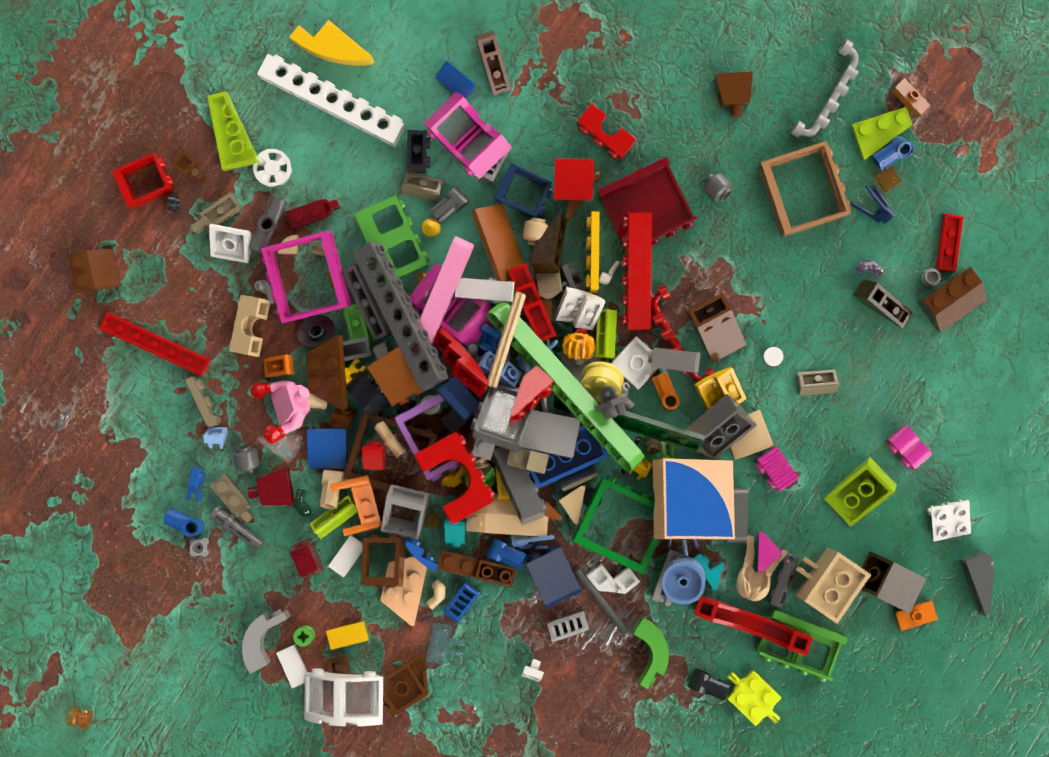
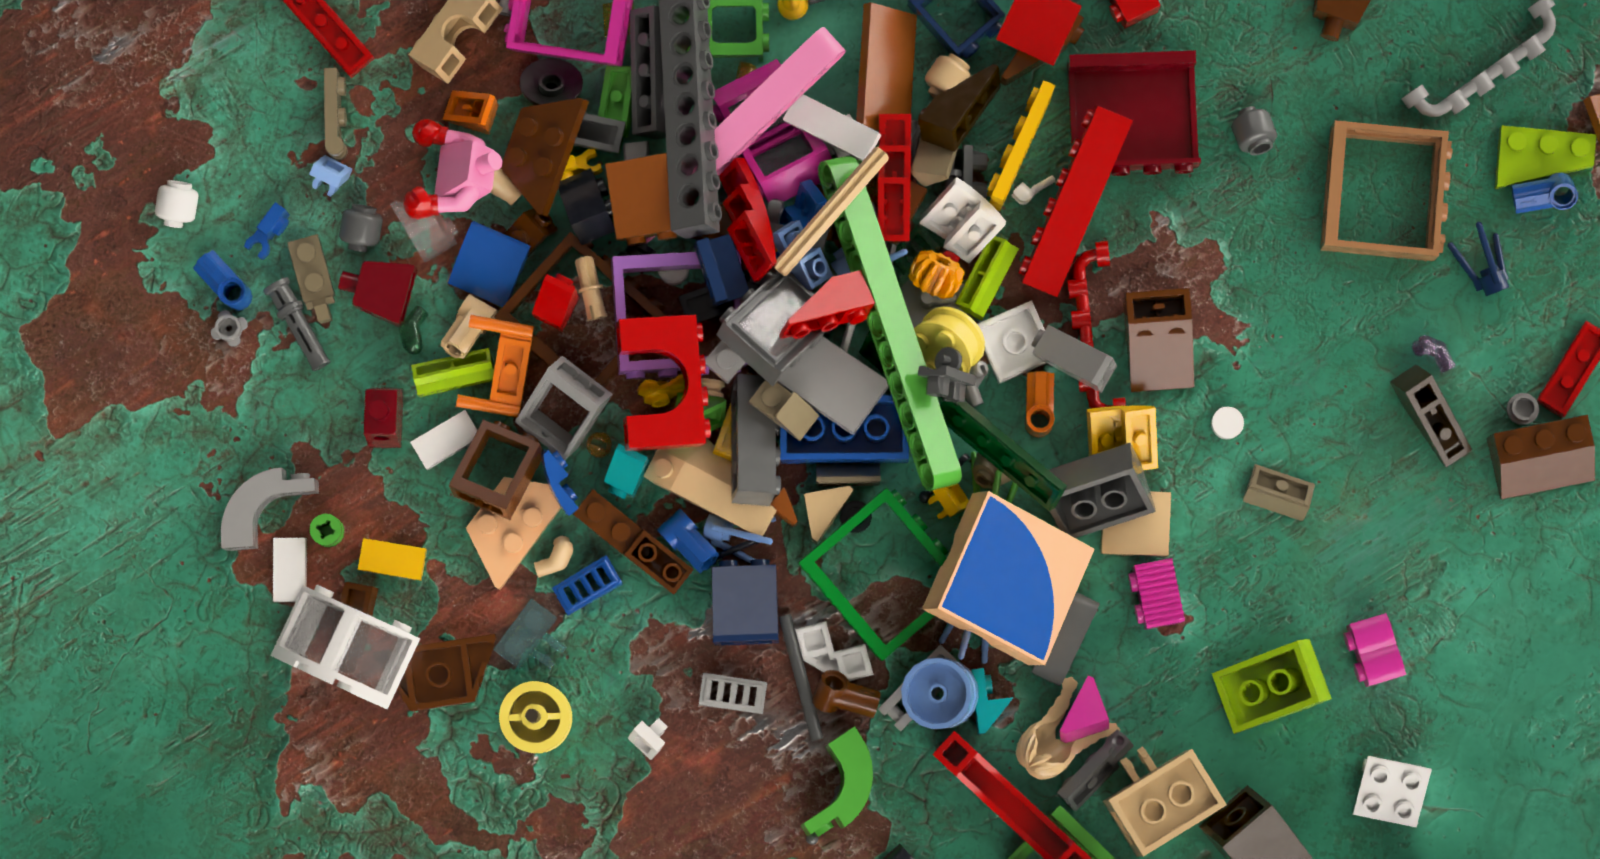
camera: 25 degrees right, 5 degrees down
(137, 491) = (176, 203): none -> white head
(465, 689) = (535, 717): none -> light yellow wheel
(625, 601) = (836, 692): none -> reddish brown piece
(887, 179) = (1520, 232): clear orange tile -> none

